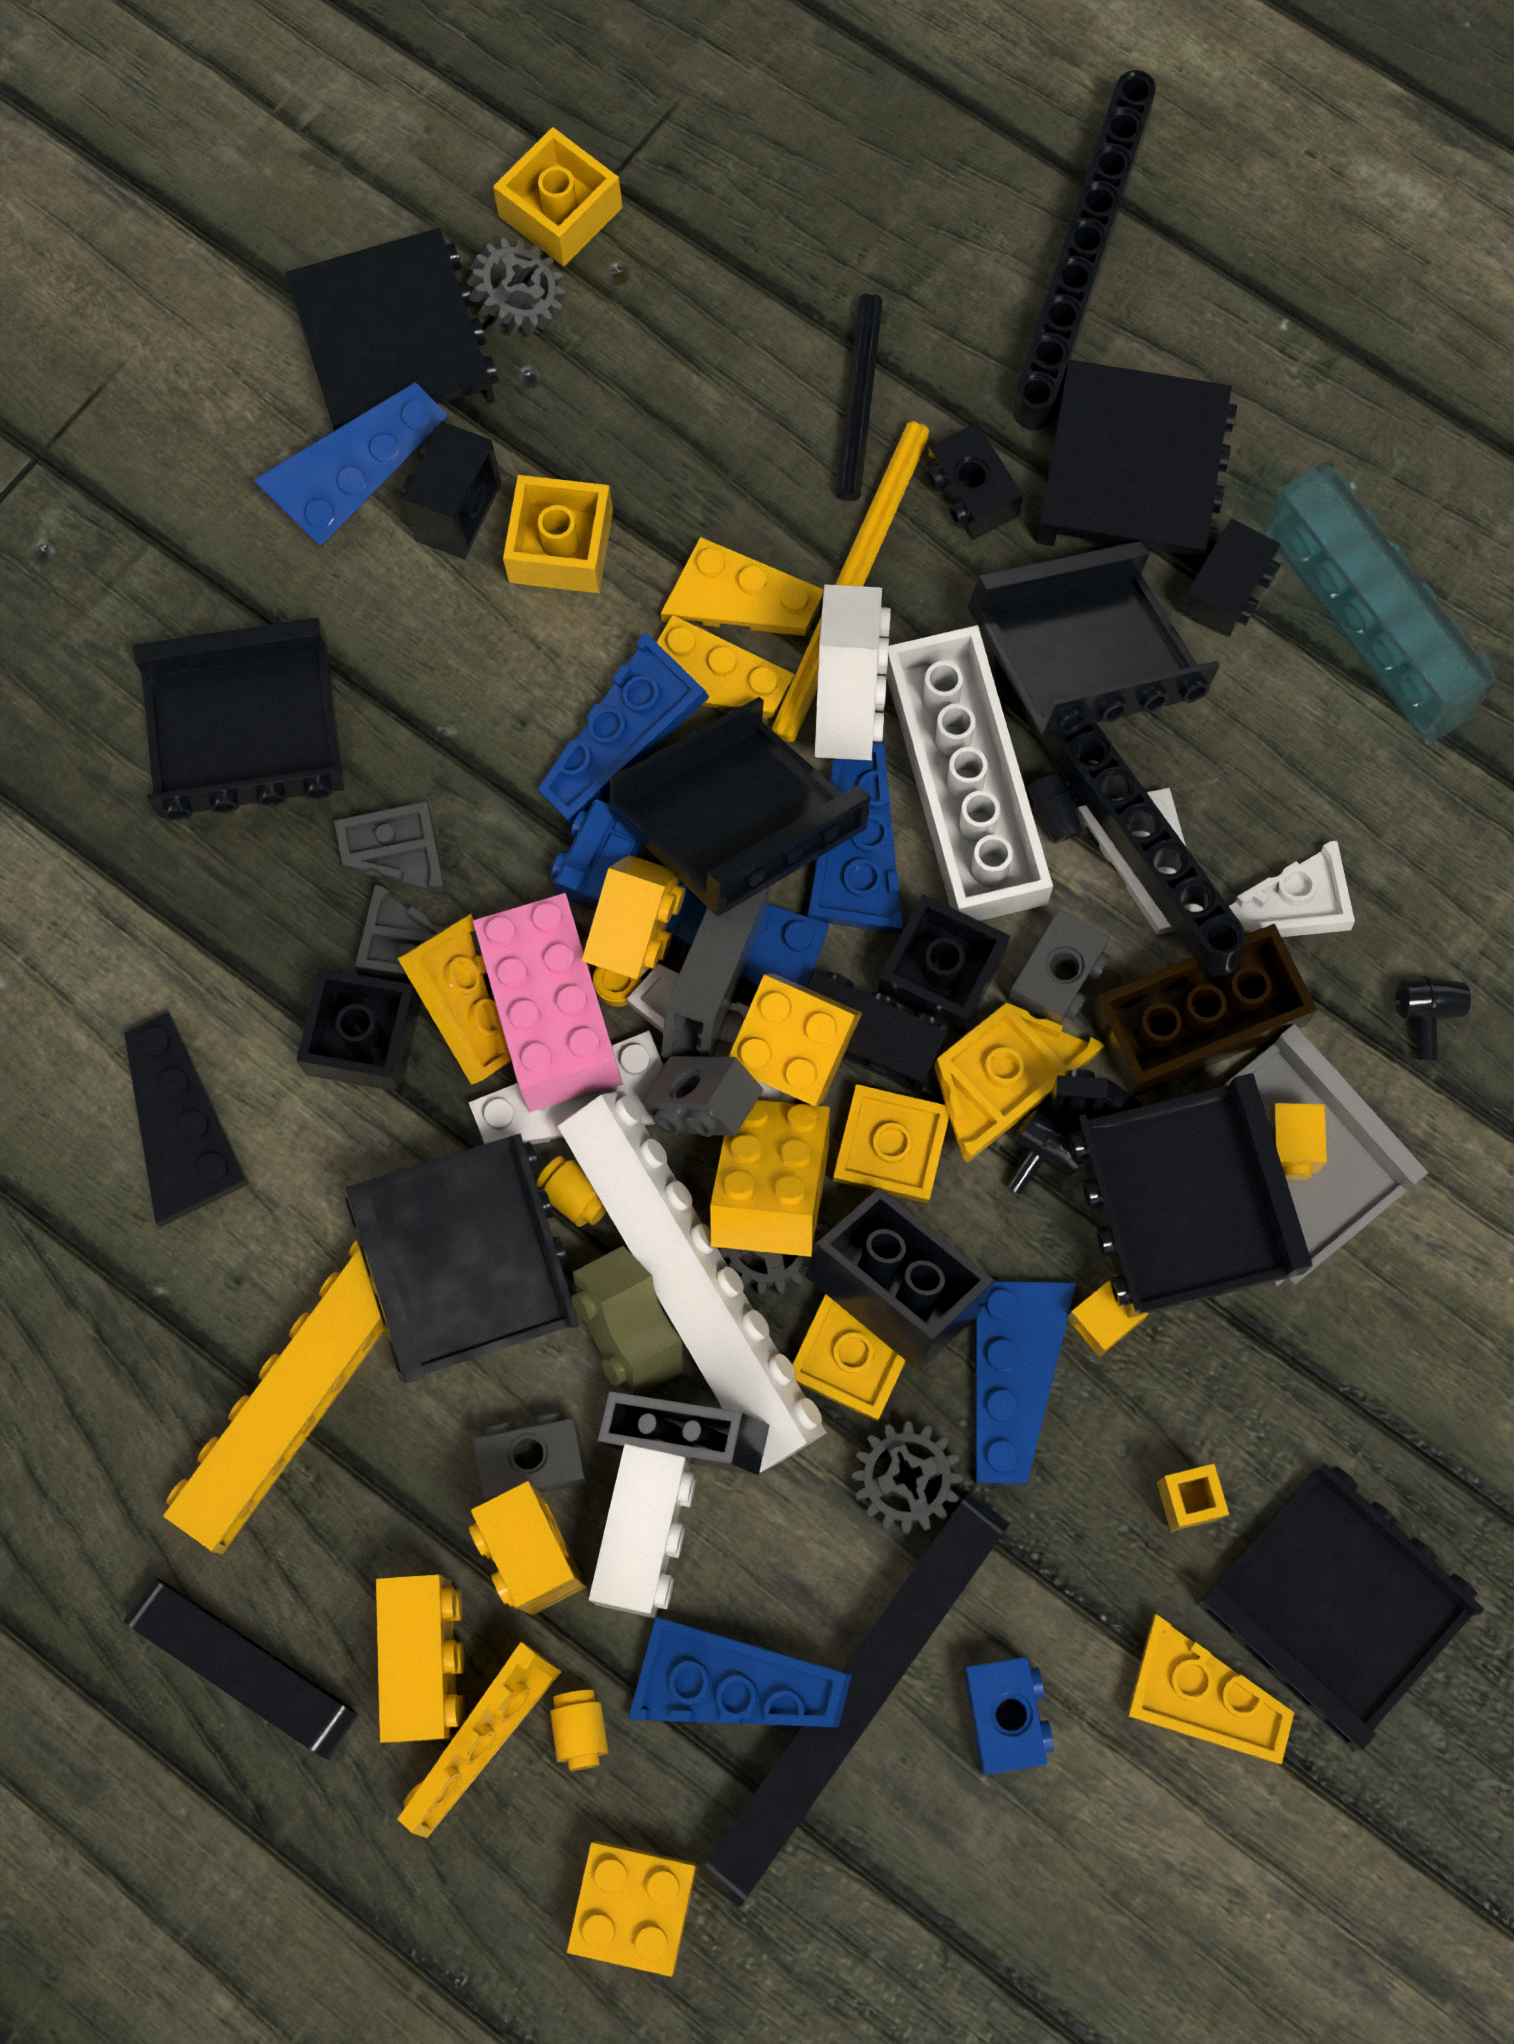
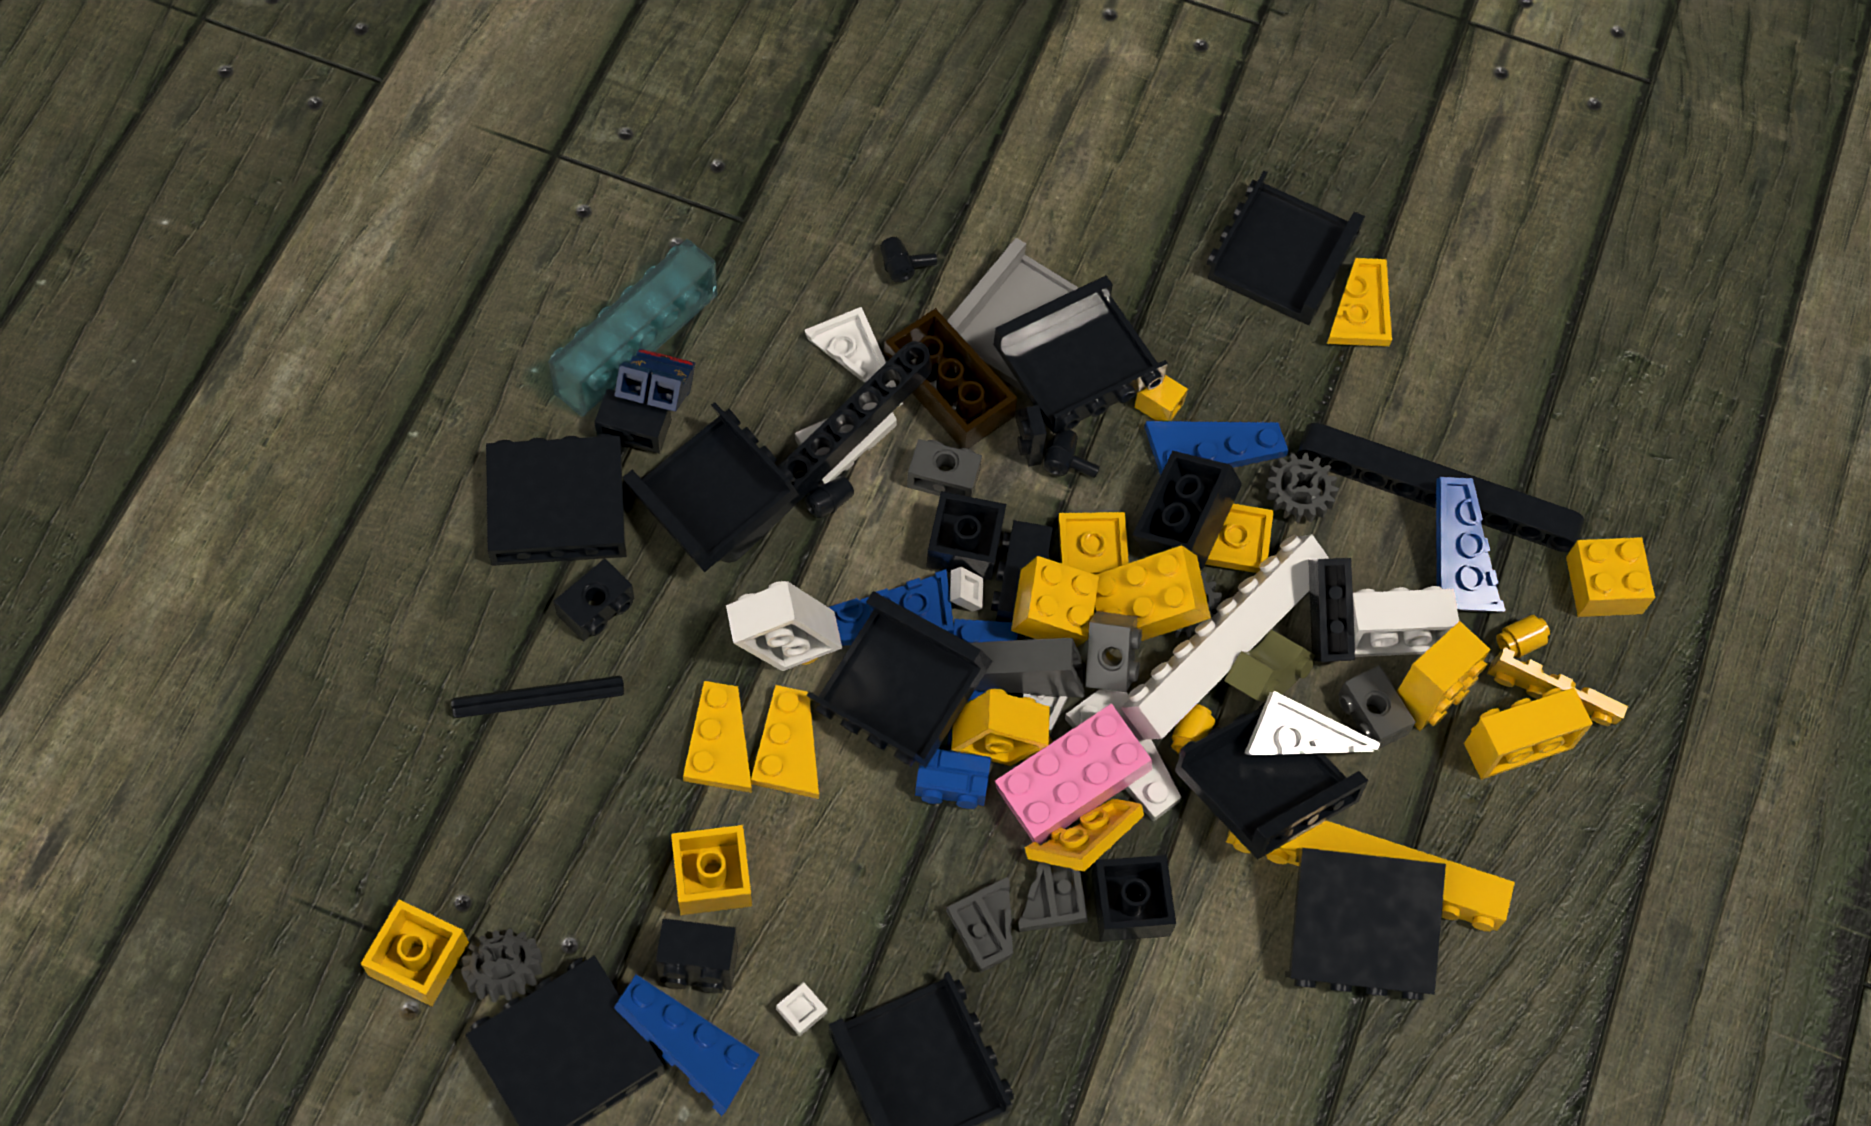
camera: 115 degrees left, 10 degrees down
(180, 1130) = (1241, 1009): black wing -> none
(227, 1319) = (1366, 923): none -> black panel
(241, 1668) = (1572, 851): black beam -> none
(358, 604) = (801, 1009): none -> white plate
(516, 1321) = (1295, 729): none -> white wing
(636, 716) = (847, 783): blue wing -> none
(854, 571) = (687, 666): yellow axle -> none
(866, 948) = (966, 589): none -> white plate
(967, 775) = (833, 543): white brick -> none
(996, 1747) = (1405, 416): blue brick -> none
(1004, 1073) = (1028, 486): yellow wing -> none
(1083, 266) = (368, 558): black beam -> none
(1192, 1497) = (1256, 328): yellow brick -> none
(1285, 611) = (655, 378): none -> dark blue hips
(1299, 1138) = (1012, 305): yellow brick -> none

